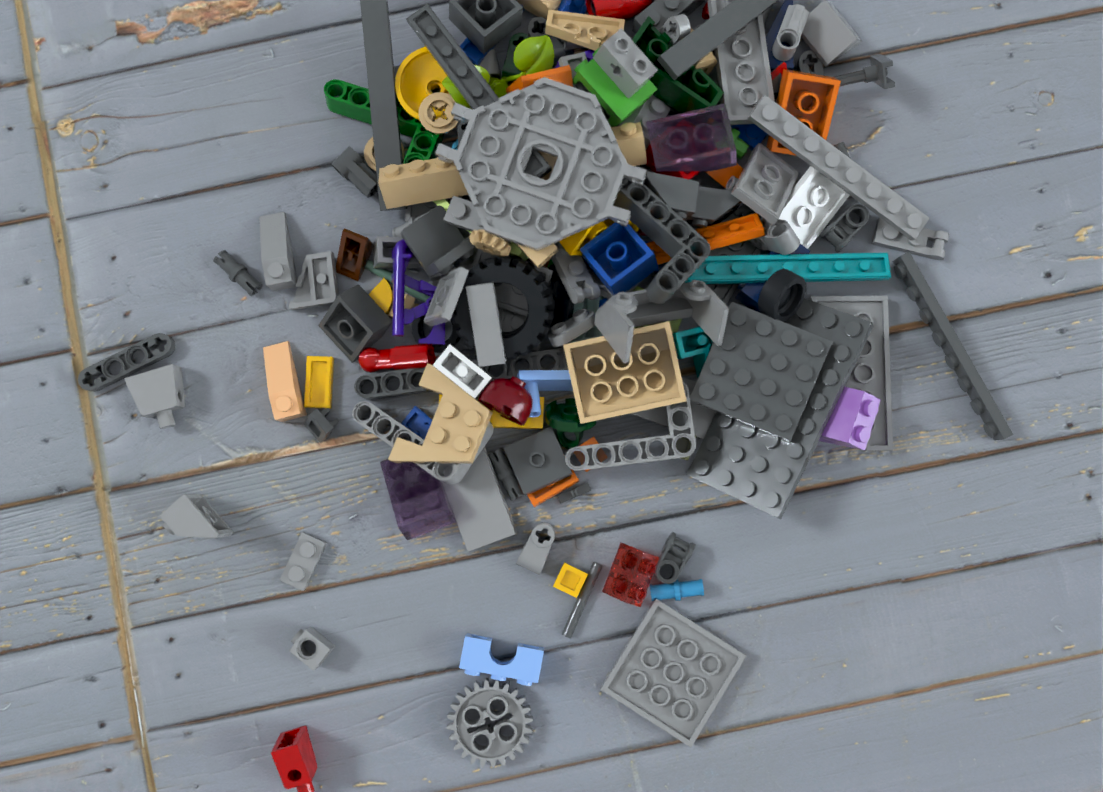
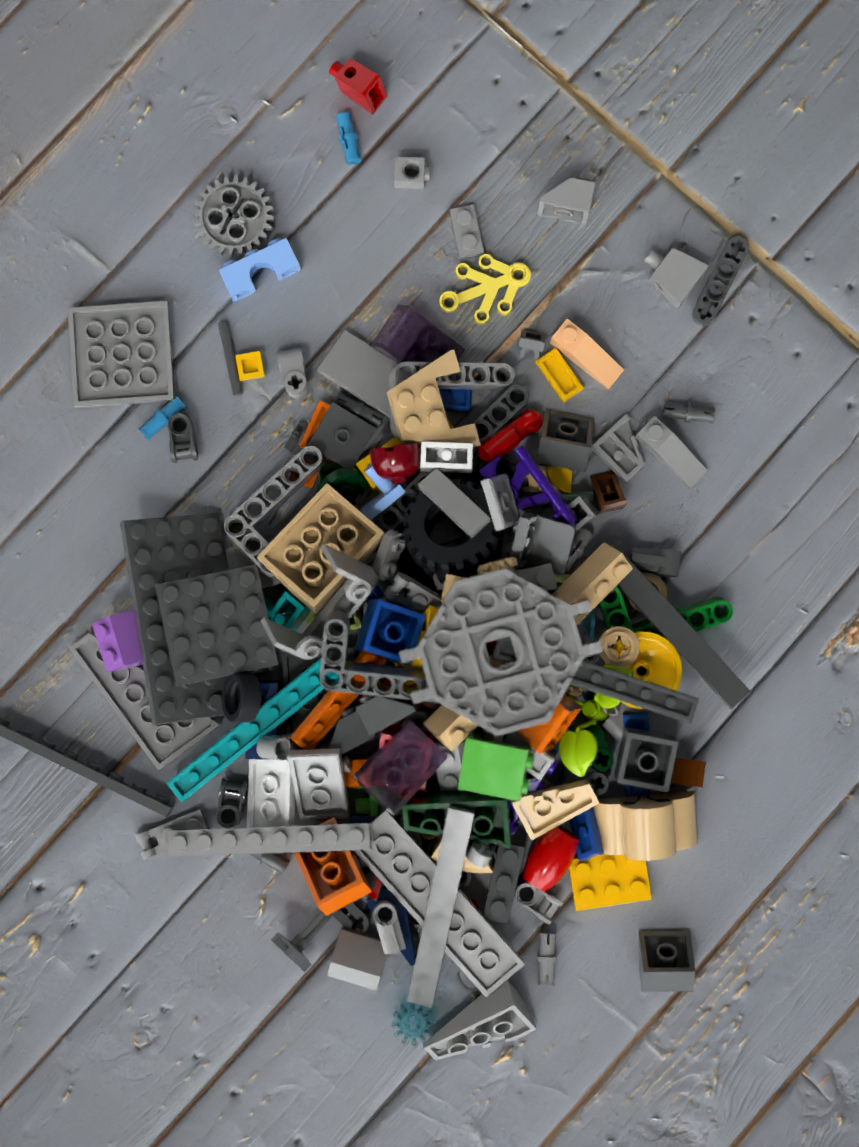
camera: 145 degrees right, 0 degrees up
(319, 500) = (488, 286): none -> light yellow plant
(341, 719) = (348, 138): none -> dark azure pin
(624, 63) = (494, 782): light grey brick -> none
(630, 575) = (206, 402): clear red brick -> none

